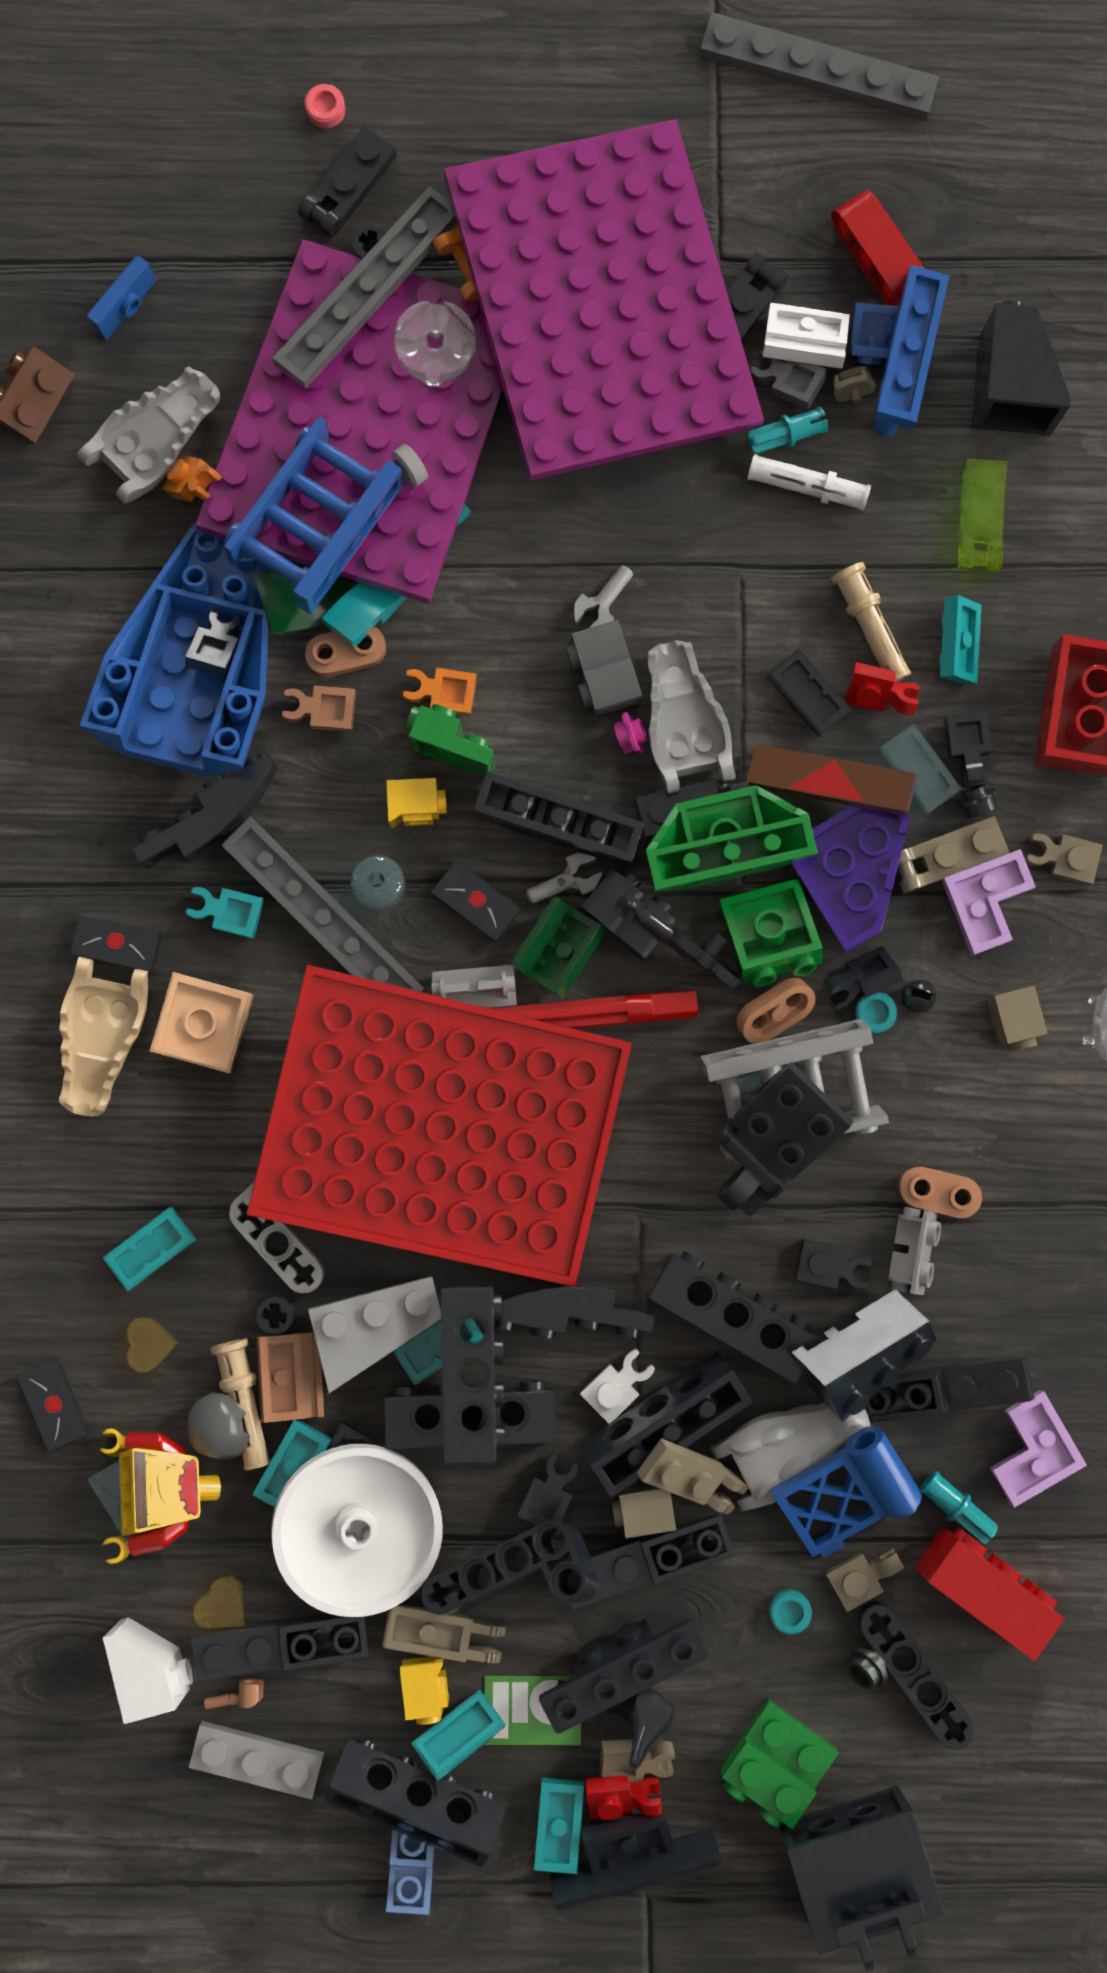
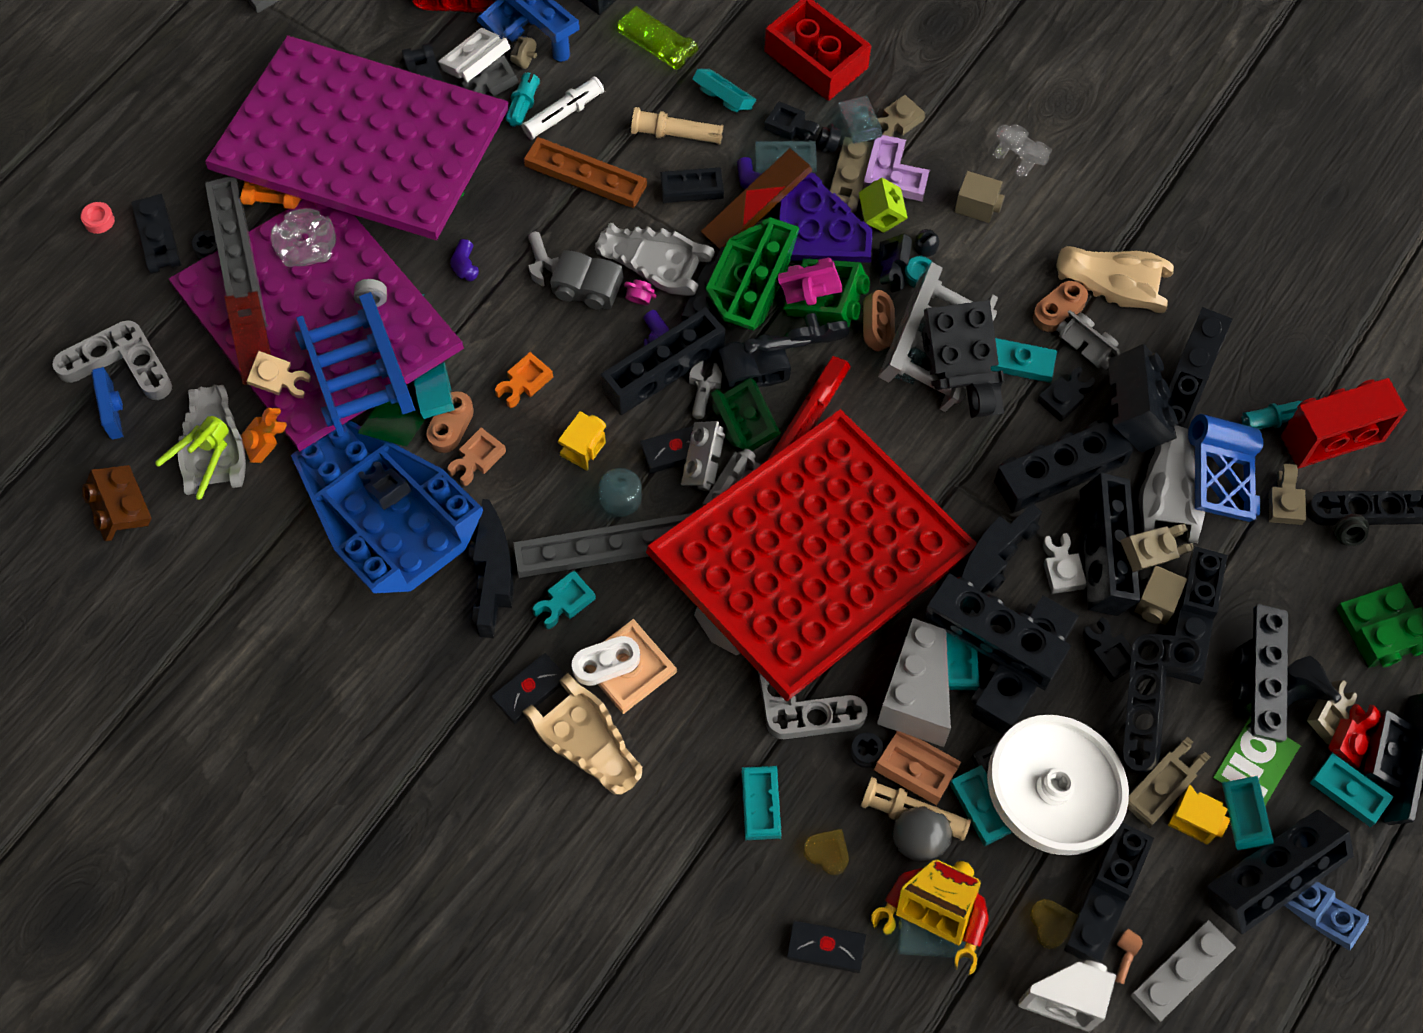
camera: 55 degrees left, 20 degrees down
(148, 429) = (207, 437): none -> lime plant
(181, 1002) = (605, 660): none -> white plate
(195, 265) = (125, 349): none -> light grey beam
(244, 443) = (272, 374): none -> tan plate
(268, 387) = (247, 331): none -> clear red plate
(439, 737) = (562, 391): green plate -> none
(465, 943) = (704, 443): none -> light grey hinge
(537, 519) = (461, 263): none -> dark purple arm
(597, 789) = (655, 324): none -> dark purple arm
(742, 568) = (585, 172): none -> dark orange plate
(754, 913) = (810, 282): none -> dark pink hips
(790, 1611) = (1284, 556): teal tile -> none
(840, 1194) = (1025, 360): none -> teal plate
(863, 747) = (746, 173): none -> dark purple arm
(875, 687) = (718, 145): red plate -> none
(926, 919) = (882, 205): none -> lime brick
(1023, 1234) = (1121, 277): none -> tan animal
(1027, 818) = (860, 119): none -> clear light blue plate
(1047, 1452) = (1270, 344): lavender plate -> none

